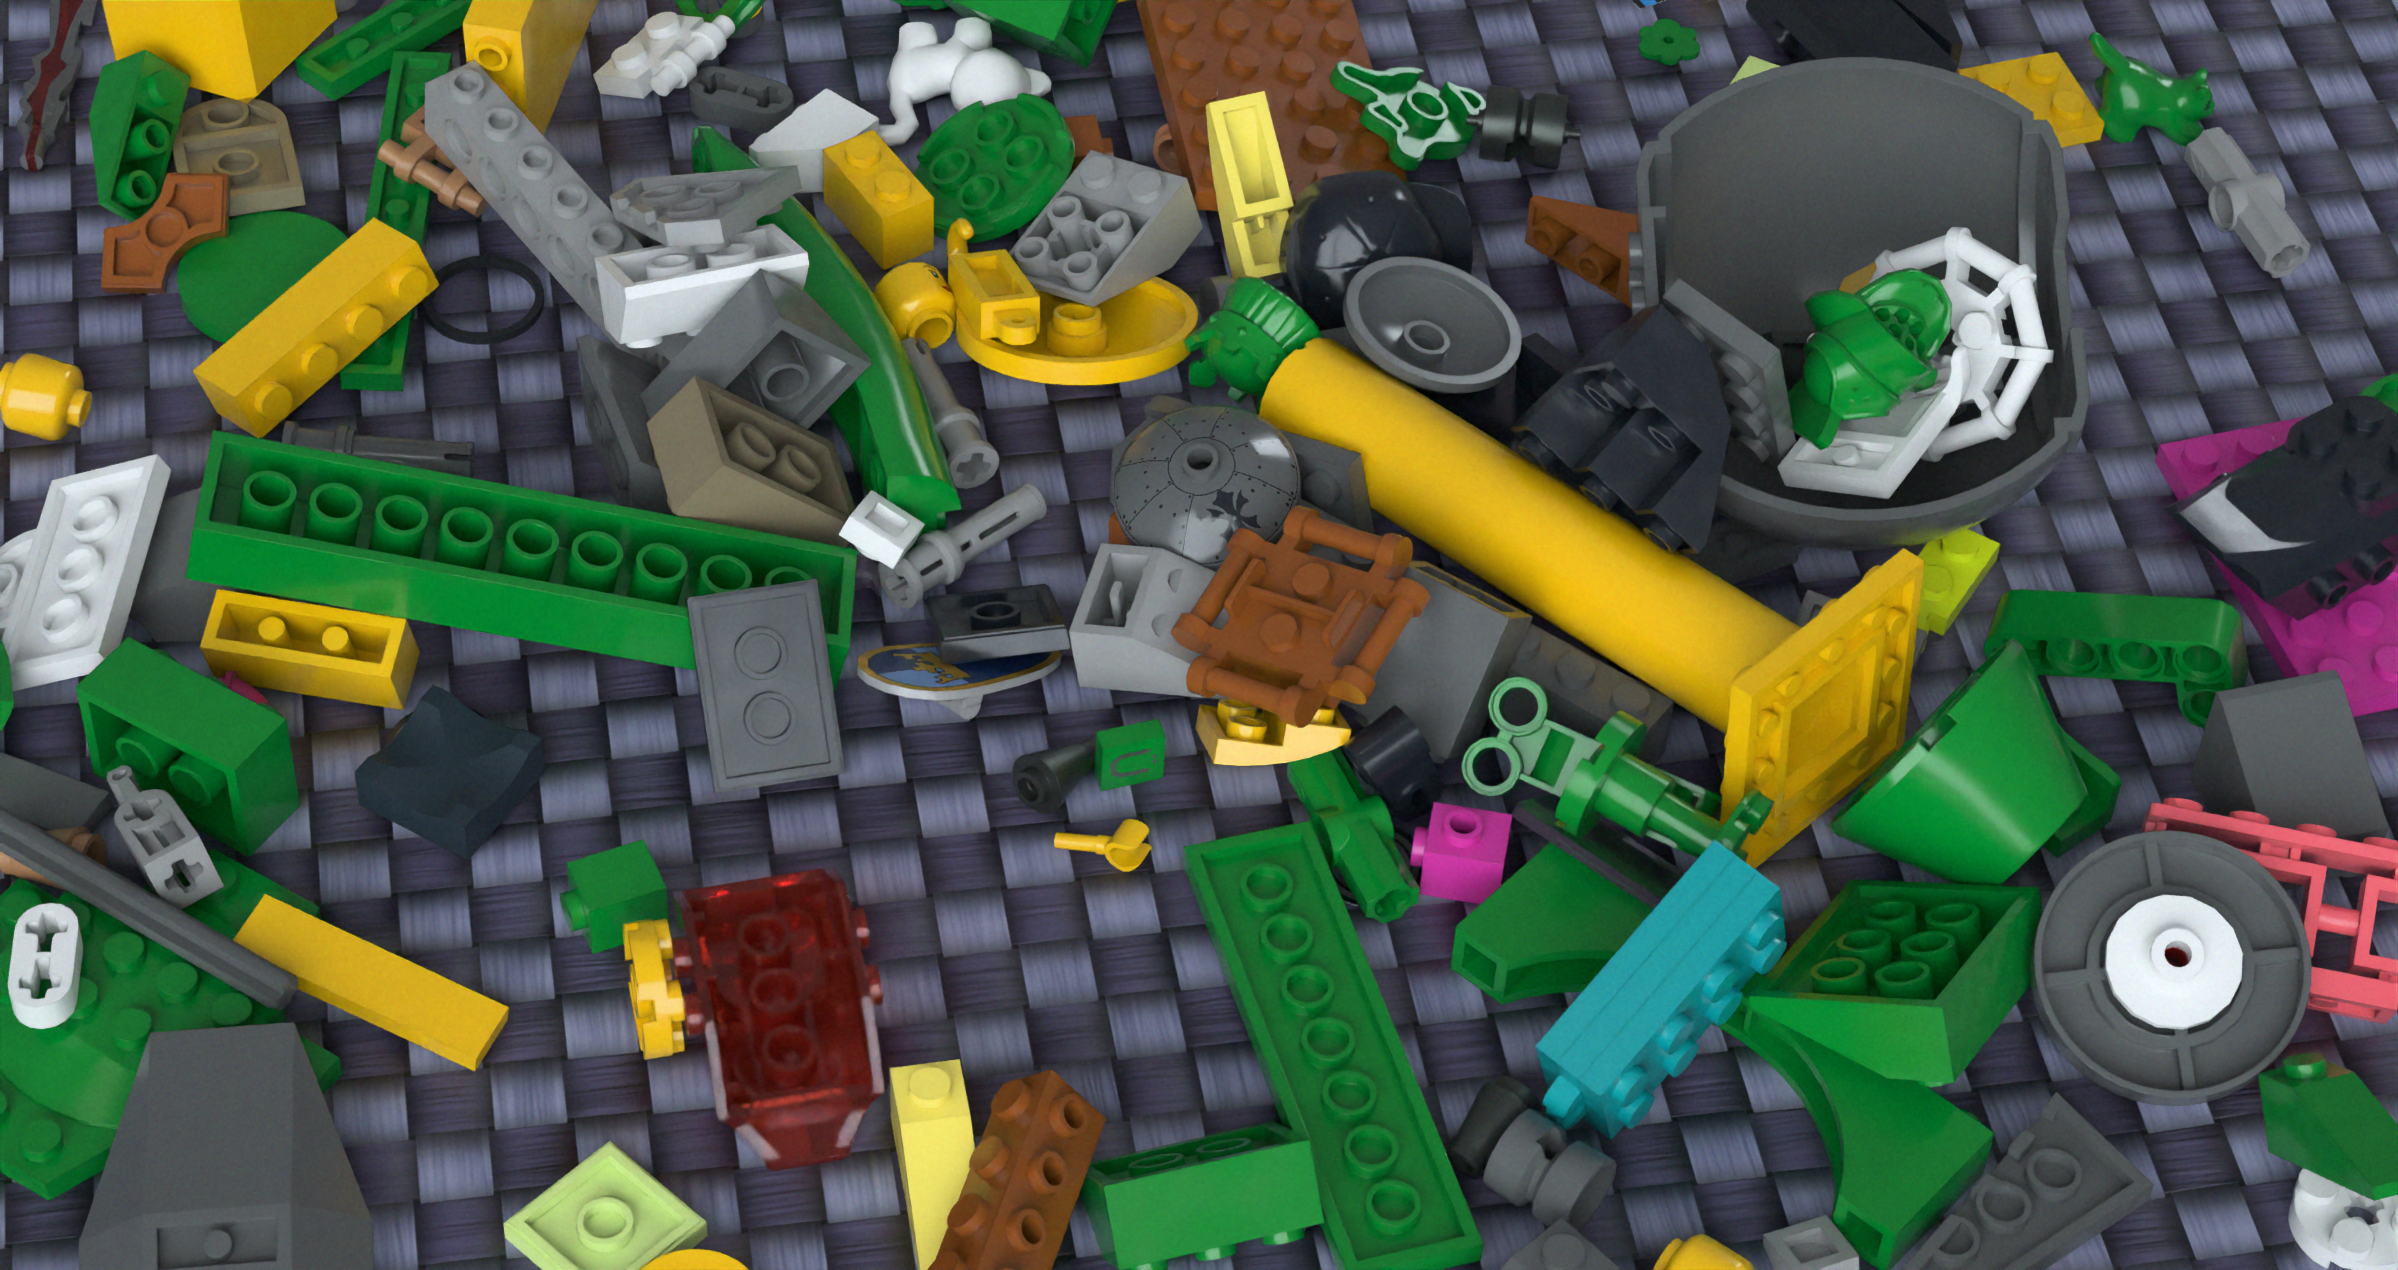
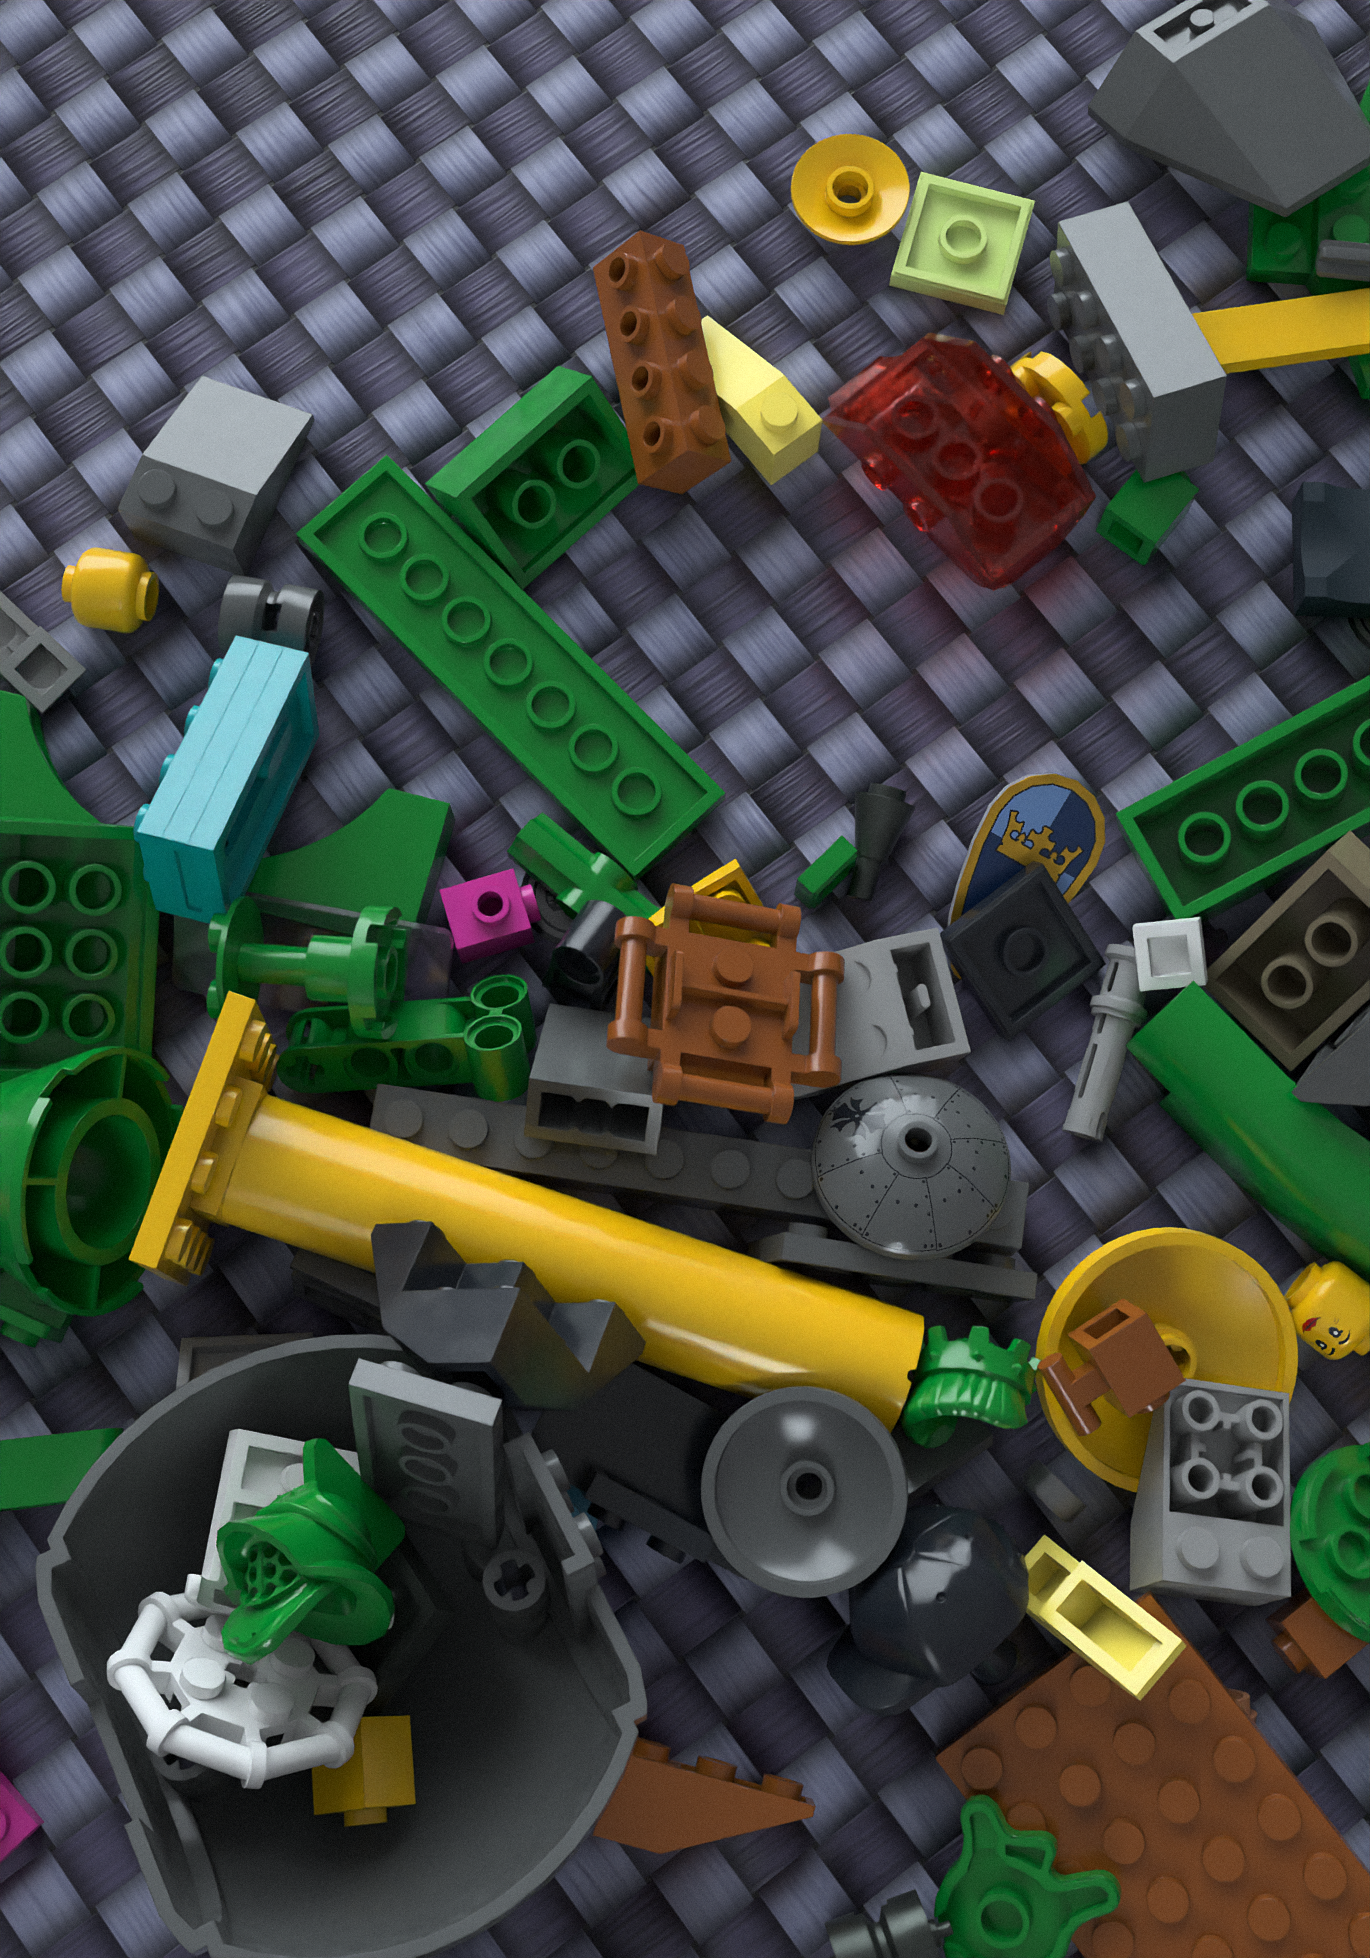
camera: 155 degrees right, 30 degrees up
(540, 976) = (1136, 342): none -> dark grey brick
(765, 686) = (1163, 742): tile -> none
(958, 427) = (1205, 1178): light grey pin -> none
(991, 290) = (1270, 1336): yellow piece -> none
(1122, 849) = (779, 786): yellow hand -> none
(1125, 300) = (1121, 1362): none -> dark orange brick
(1486, 1121) = (341, 657): pearl dark grey cone -> none

